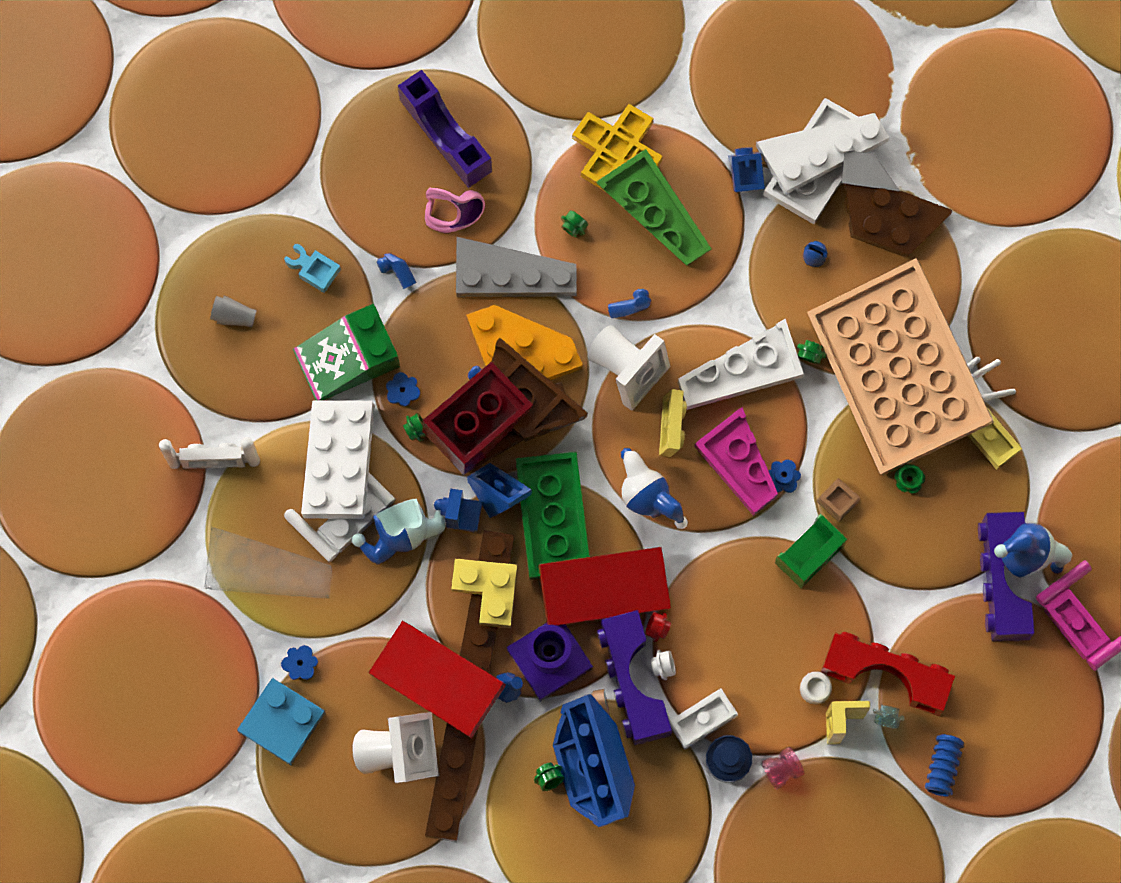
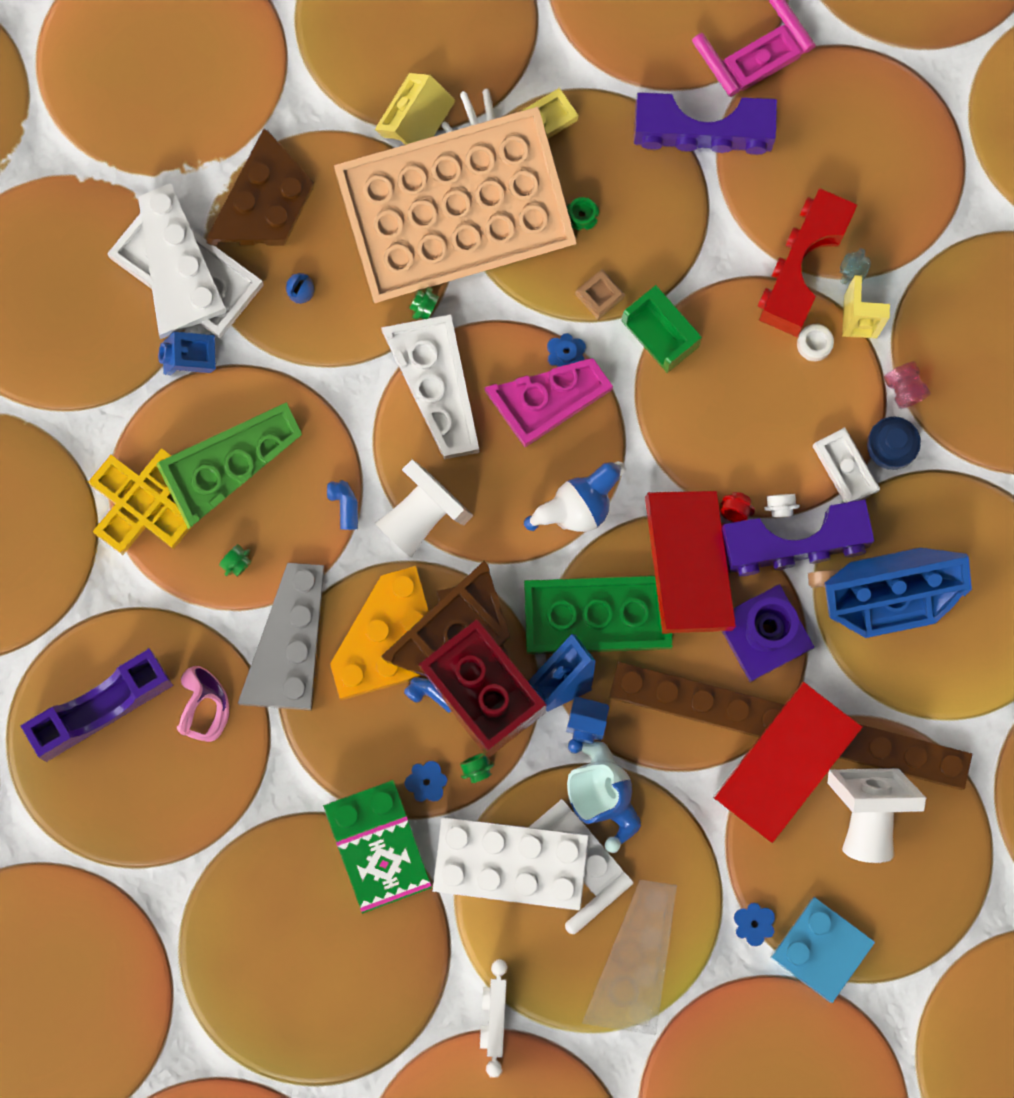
camera: 90 degrees left, 5 degrees up
(230, 312) = (309, 988): light grey cone -> none
(316, 270) = (263, 877): medium azure plate -> none
(399, 266) = (269, 775): blue arm -> none
(494, 583) = (681, 684): light yellow plate -> none
(512, 689) = (794, 677): blue rock -> none
(549, 776) = (903, 643): green plate -> none
(673, 412) = (497, 469): light yellow plate -> none
(865, 170) = (209, 215): light grey sticker -> none
(944, 765) = (911, 214): blue piece -> none
(984, 332) = (416, 110): none -> light yellow panel
(1032, 550) = (685, 87): blue piece -> none

